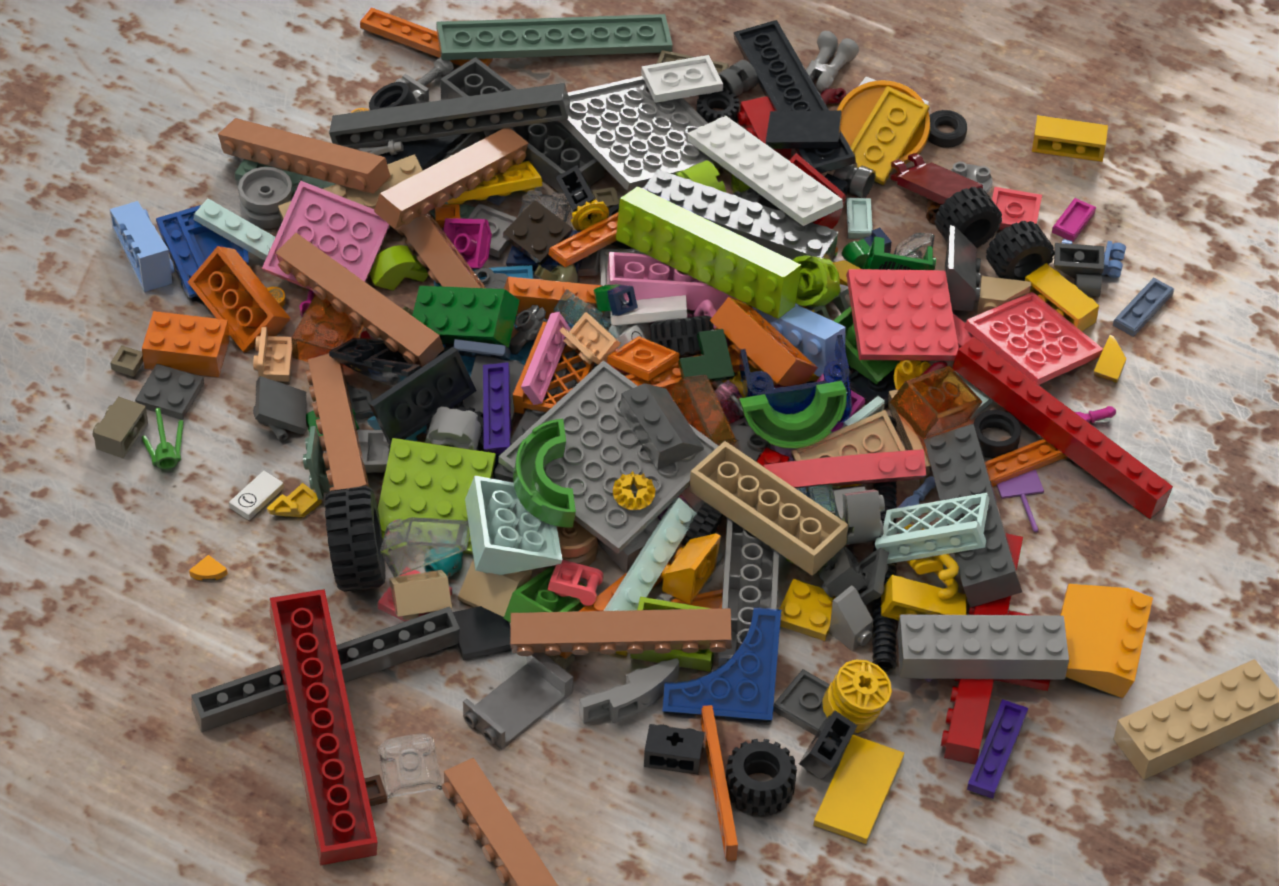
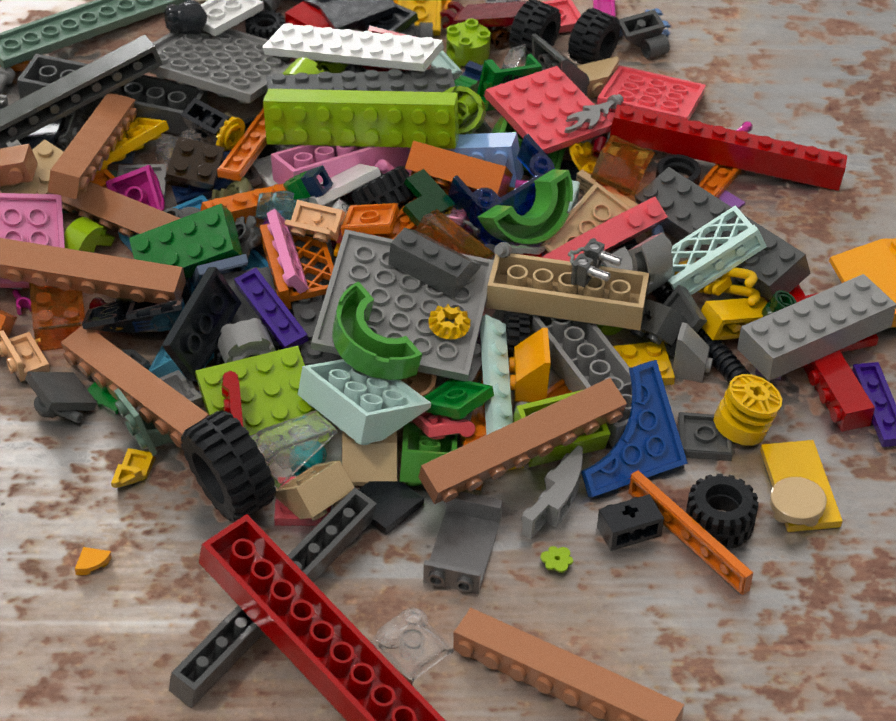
camera: 30 degrees left, 5 degrees down
(256, 495) = (90, 477): white tile -> none
(399, 488) = (231, 392): none -> red hinge
(588, 751) = (557, 559): none -> lime plant
(596, 565) = (458, 398): none -> green plate
(633, 73) = (186, 17): none -> black hair
(762, 449) = (505, 249): none -> light grey piece
(801, 487) = (589, 262): none -> piece
(828, 744) = (755, 458): black brick -> none
(835, 801) = (798, 501): none -> tan tile
(896, 208) = (468, 43): none -> lime brick
(941, 337) = (591, 113): none -> light grey piece
(964, 606) = (778, 301): none -> dark green wheel
(1063, 297) = (647, 58): yellow brick -> none
(1110, 361) = (717, 91): yellow slope -> none
(1143, 307) = (706, 47): sand blue tile -> none

